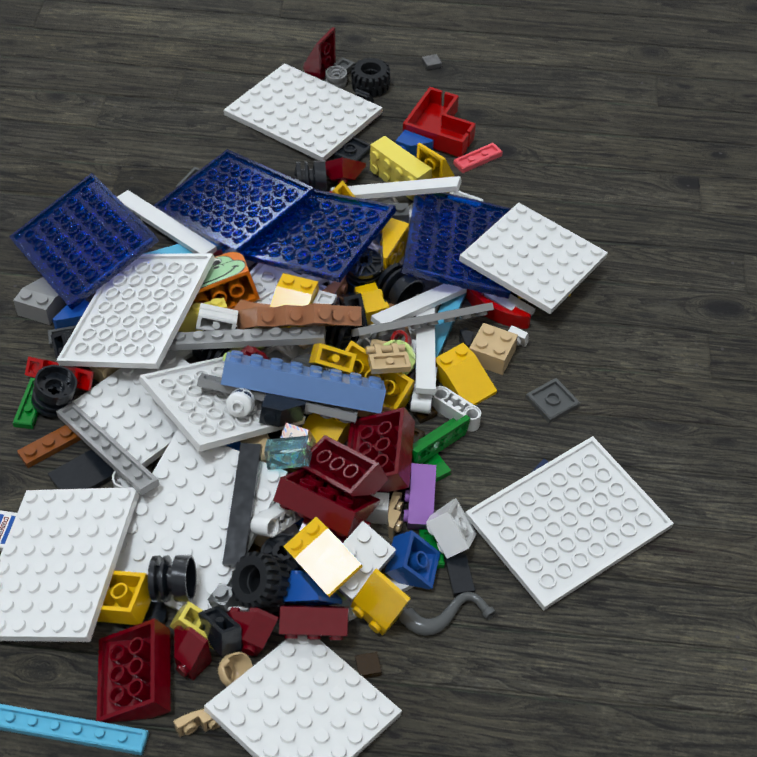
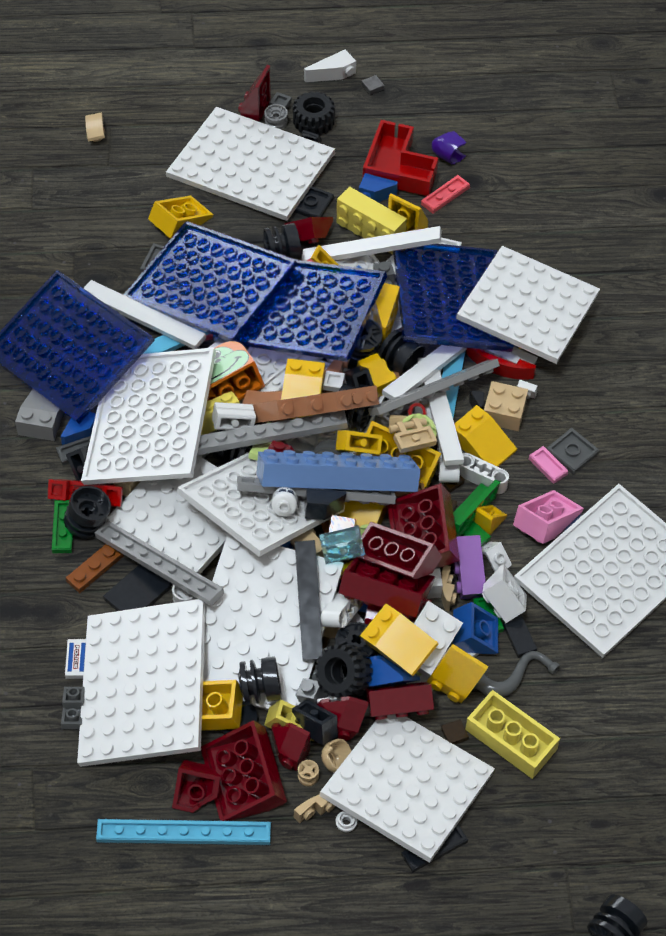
camera: 10 degrees left, 5 degrees up
(77, 678) = (195, 786): none -> dark red slope
(170, 67) = (94, 127): none -> tan slope
(204, 679) = (310, 768): none -> tan wheel
(214, 142) = (173, 213): none -> yellow slope
(223, 738) = (345, 816): none -> white plate
(396, 44) = (331, 68): none -> white slope
(428, 676) = (512, 734): none -> light yellow brick
(452, 489) = (496, 555): none -> white bracket
(453, 452) = (489, 518): none -> yellow slope
(487, 118) = (447, 147): none -> dark purple piece
(511, 458) = (546, 516): none -> bright pink slope
(525, 410) = (548, 464): none -> bright pink tile

